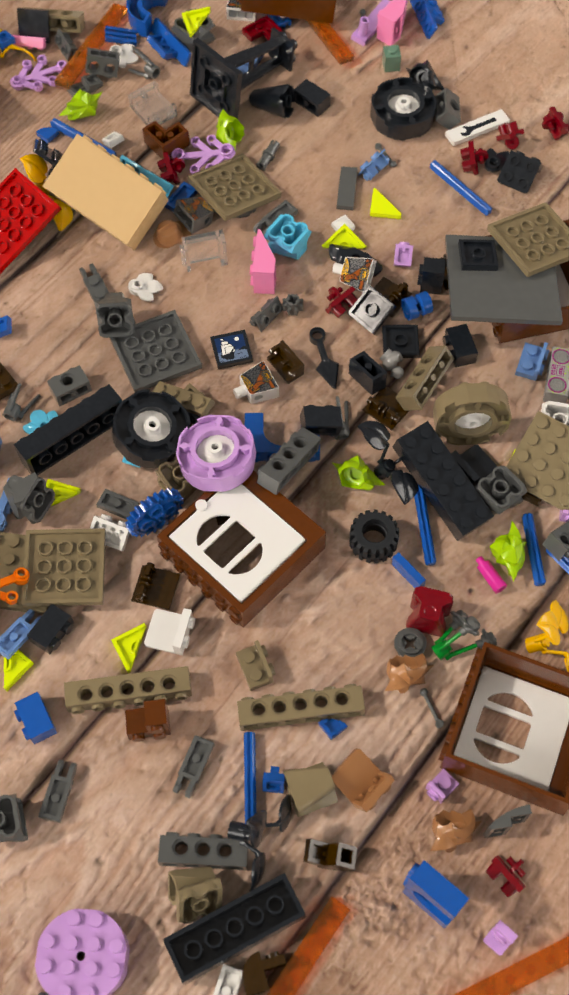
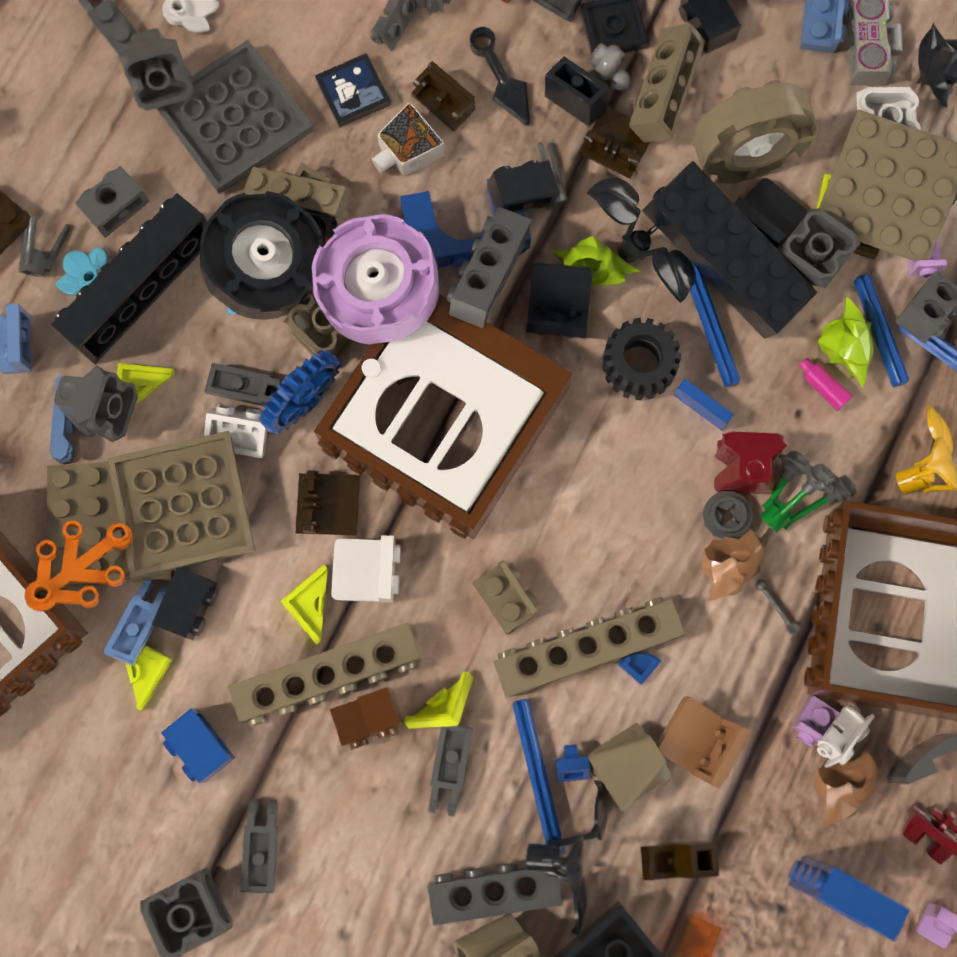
camera: 10 degrees left, 15 degrees up
(198, 726) = (444, 707): none -> neon yellow tile
(330, 491) = (559, 300): none -> black bracket
(451, 801) = (839, 745): none -> white hinge

